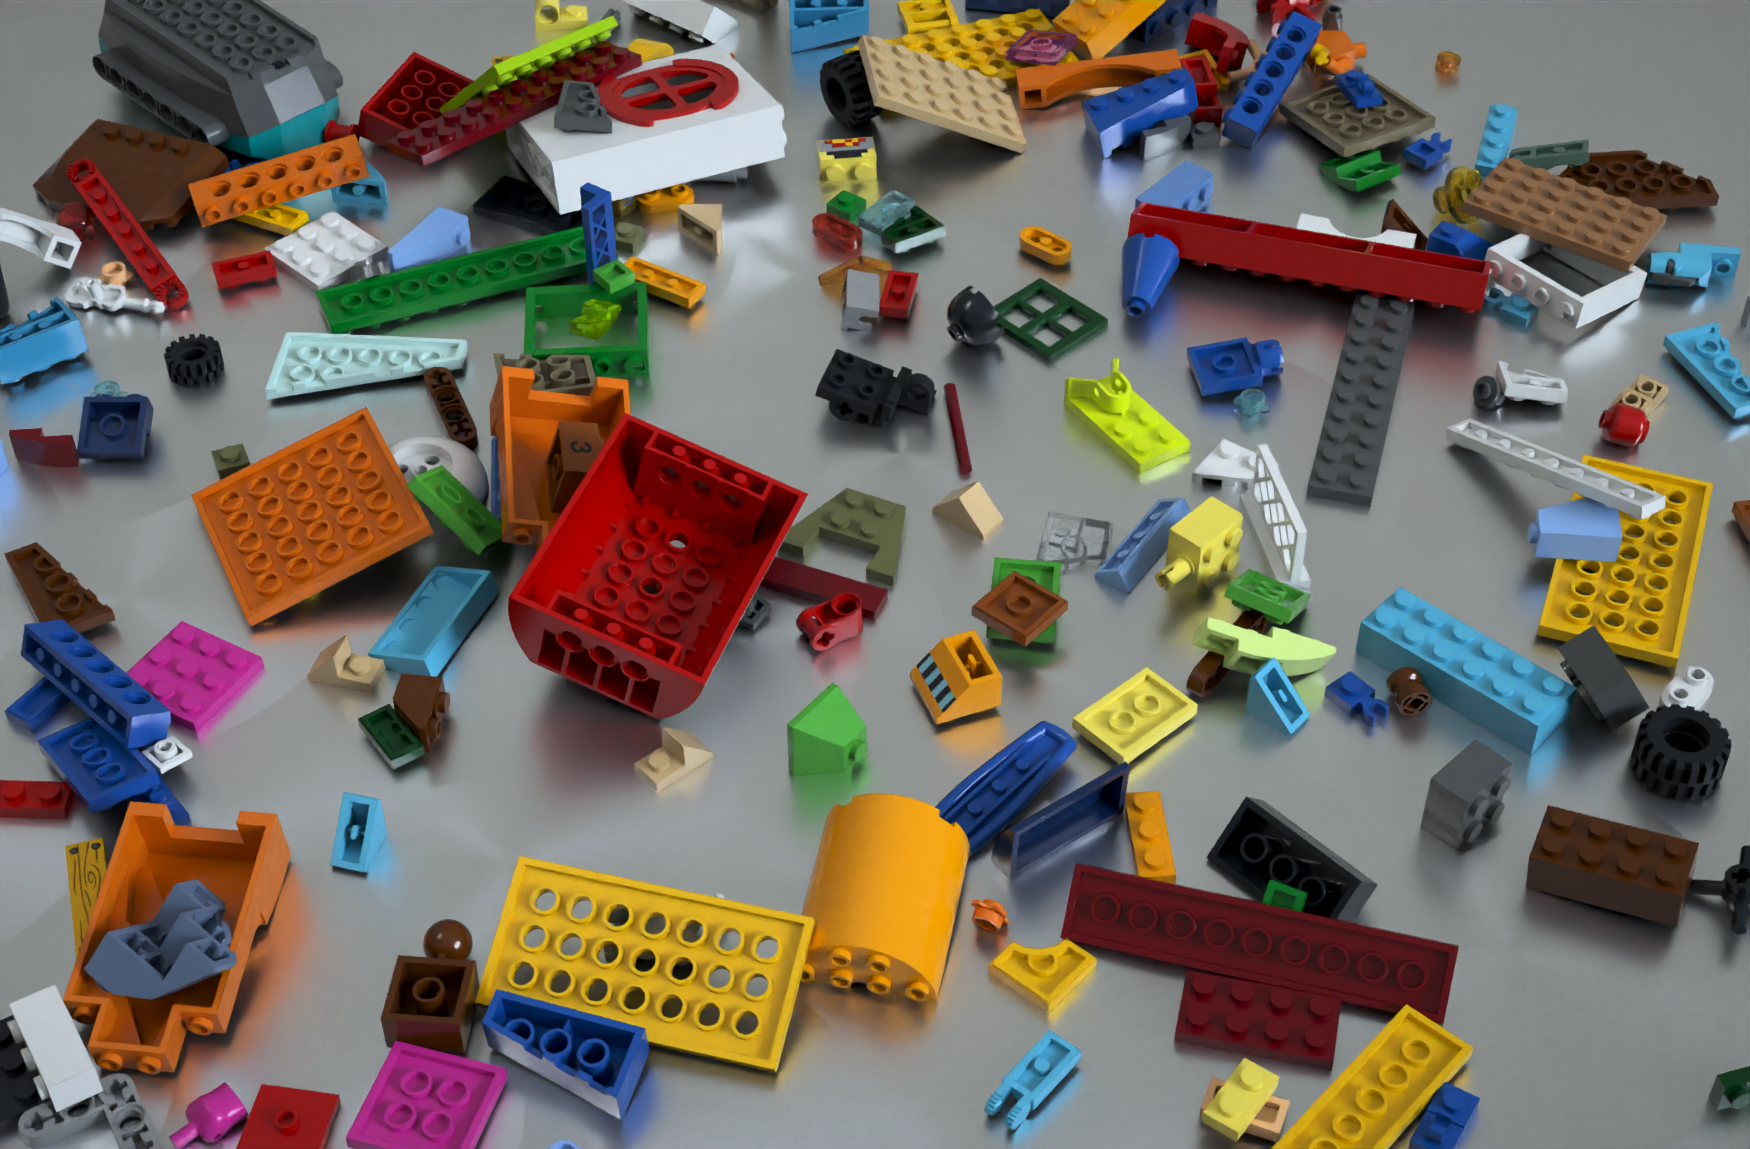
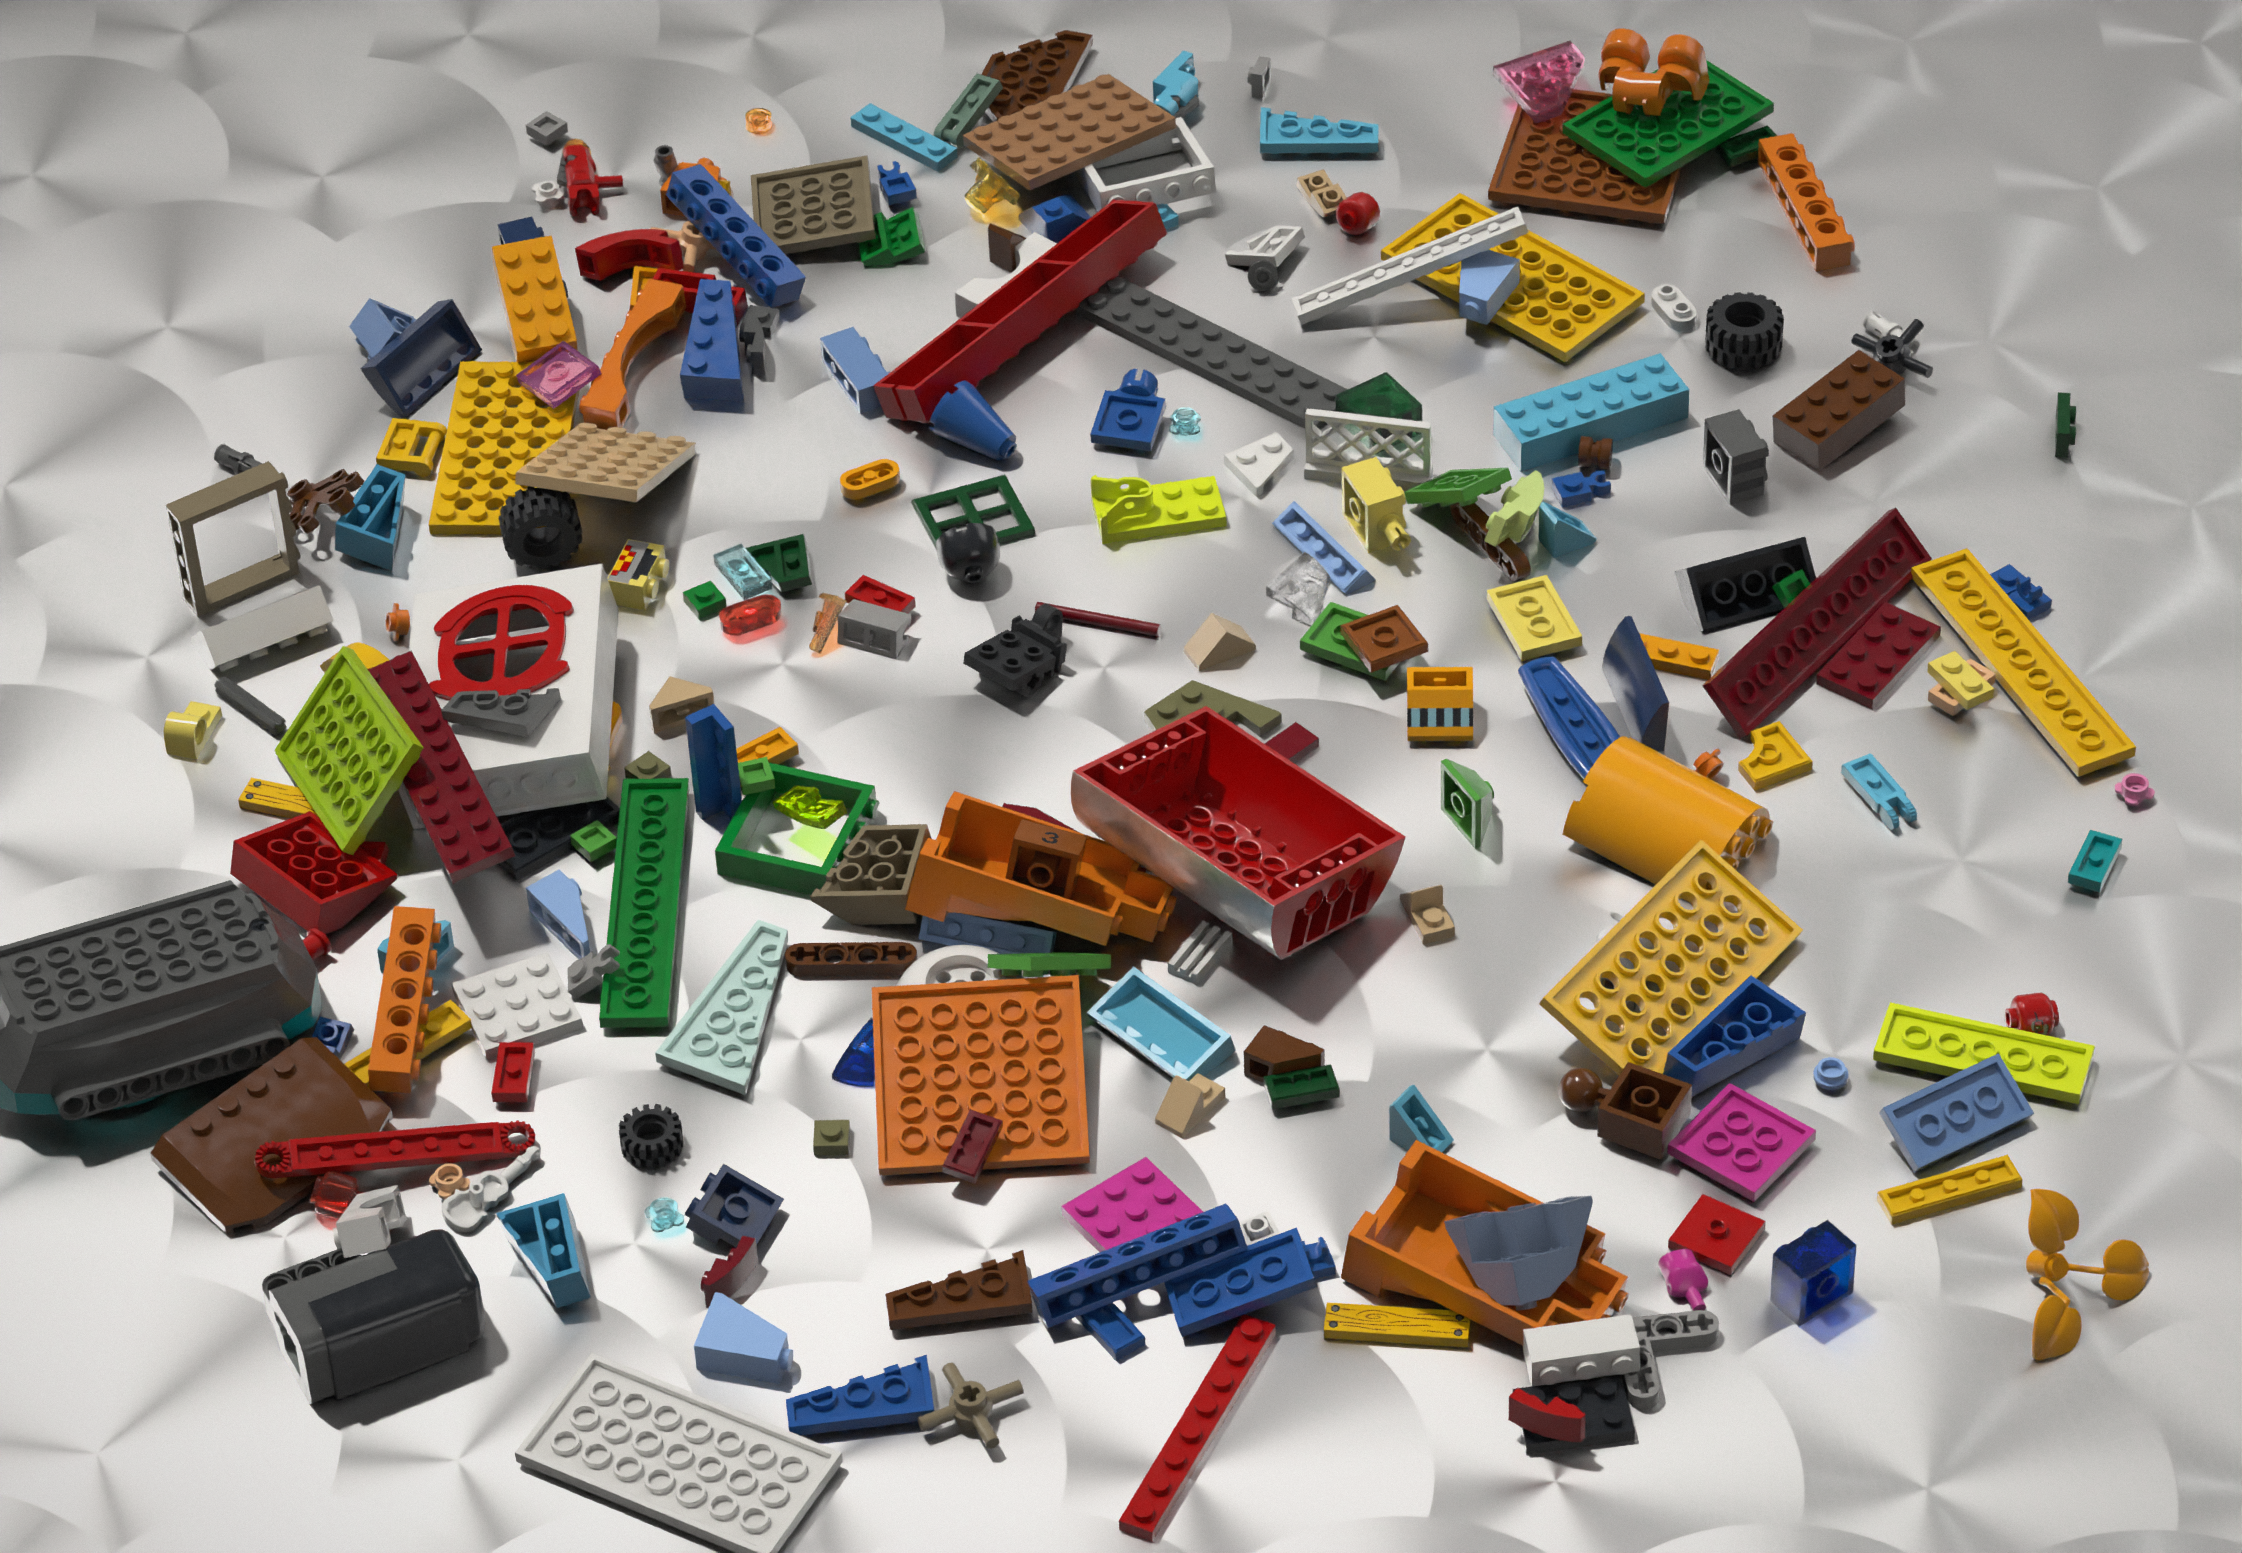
camera: 65 degrees left, 0 degrees up
(220, 536) = (972, 1146): none -> dark red plate
(524, 229) = (593, 841): none -> bright green plate
(833, 622) = (1320, 759): red piece -> none
(1348, 519) = (1381, 398): none -> clear green brick
(1358, 89) = (783, 187): blue plate -> none
(1601, 679) = (1656, 332): dark grey brick -> none

